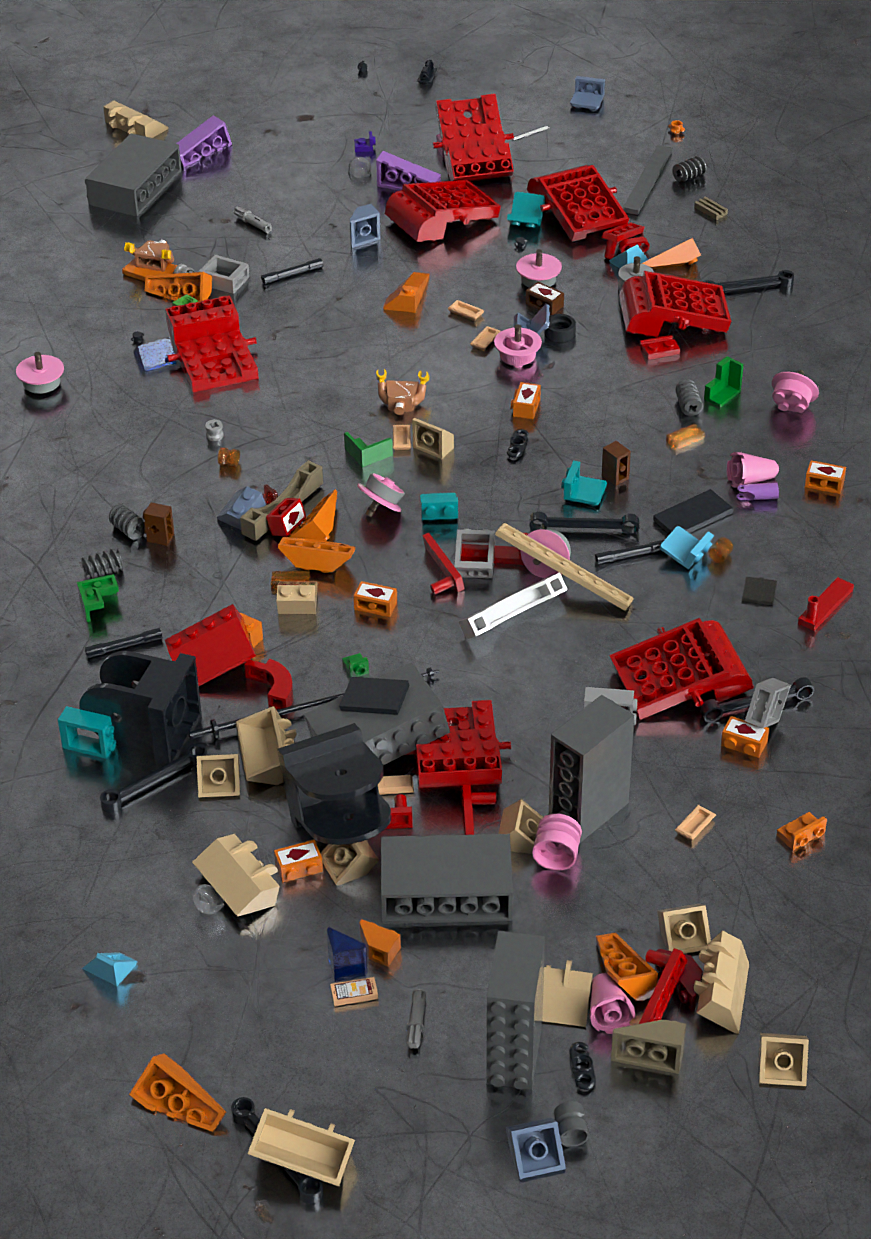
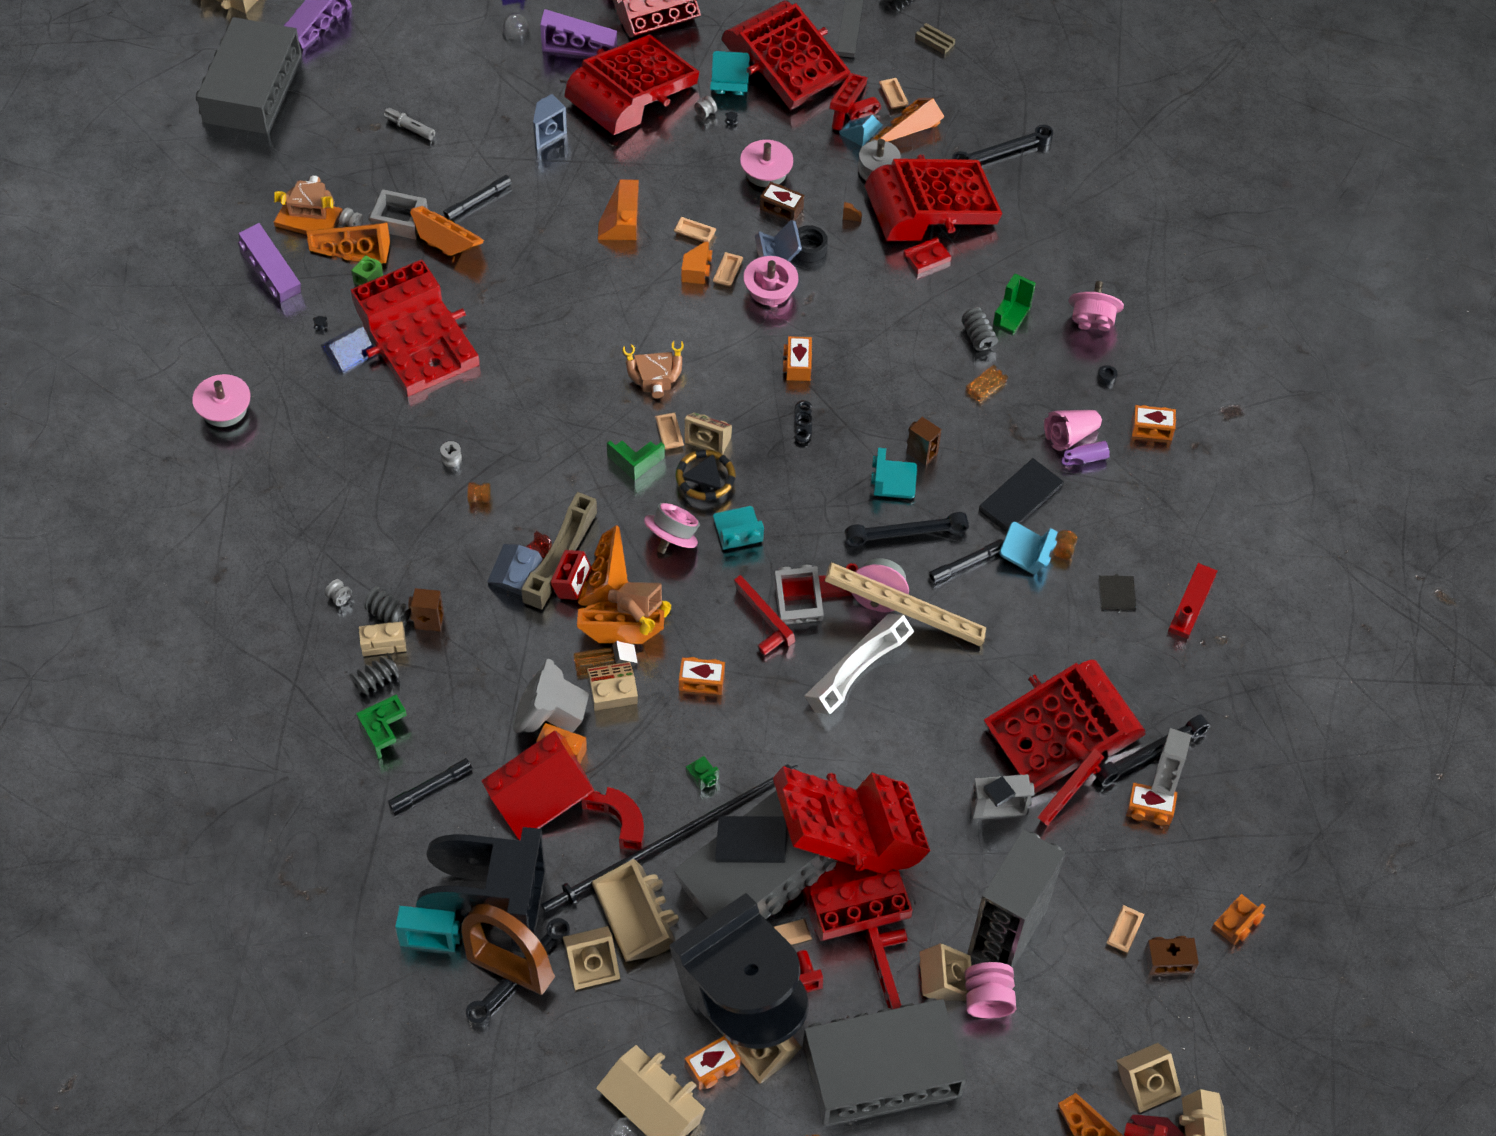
camera: 15 degrees left, 15 degrees up
(91, 507) = (338, 592): none -> light grey wheel
(107, 291) = (268, 263): none -> medium lavender wedge
(116, 538) = (382, 638): none -> tan brick
(162, 773) = (531, 973): none -> dark orange window
(240, 590) = (551, 700): none -> light grey piece
(255, 288) = (442, 232): none -> orange wedge
(315, 574) = (624, 653): none -> white tile
(337, 534) = (640, 602): none -> nougat torso
(421, 466) = (705, 475): none -> piece
(459, 330) = (695, 264): none -> orange slope
(483, 706) = (862, 827): none -> red piece
(500, 231) = (705, 107): none -> light grey wheel
(602, 312) = (851, 213): none -> dark orange tile
(605, 691) = (999, 791): none -> black tile
(663, 239) = (894, 93): none -> light nougat tile
(673, 708) = (1090, 762): none -> red piece
(731, 845) = (1171, 955): none -> reddish brown brick
(794, 442) = (1107, 375): none -> black tile

